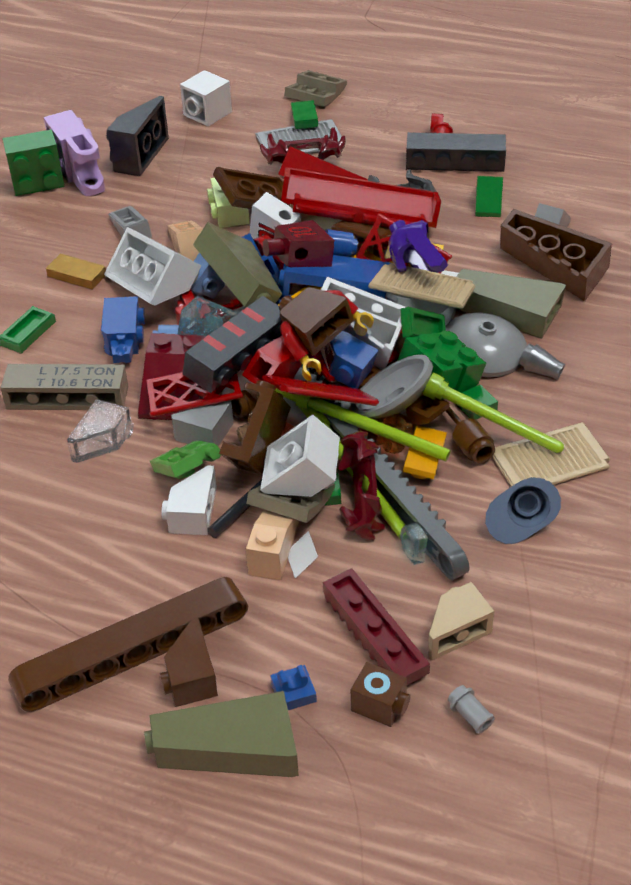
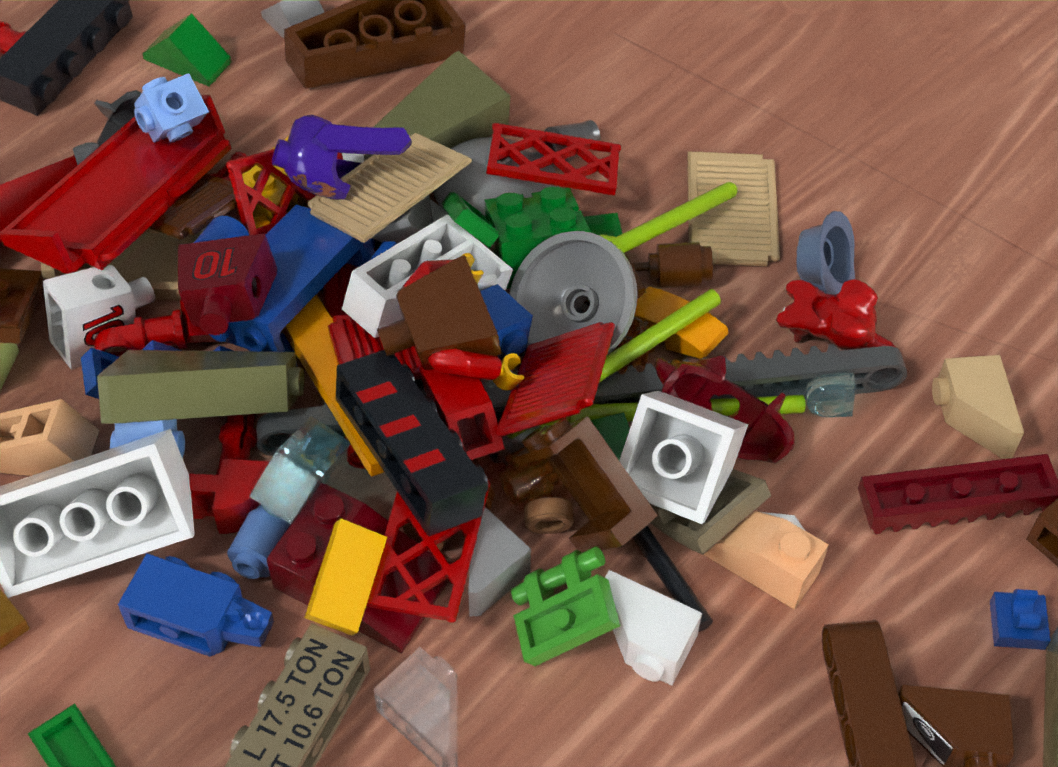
camera: 70 degrees left, 10 degrees up
(153, 363) = (346, 577): none -> yellow tile
(416, 190) = (169, 108): none -> light blue brick
(472, 522) = (842, 318): none -> red animal
(519, 376) = (531, 171): none -> red window

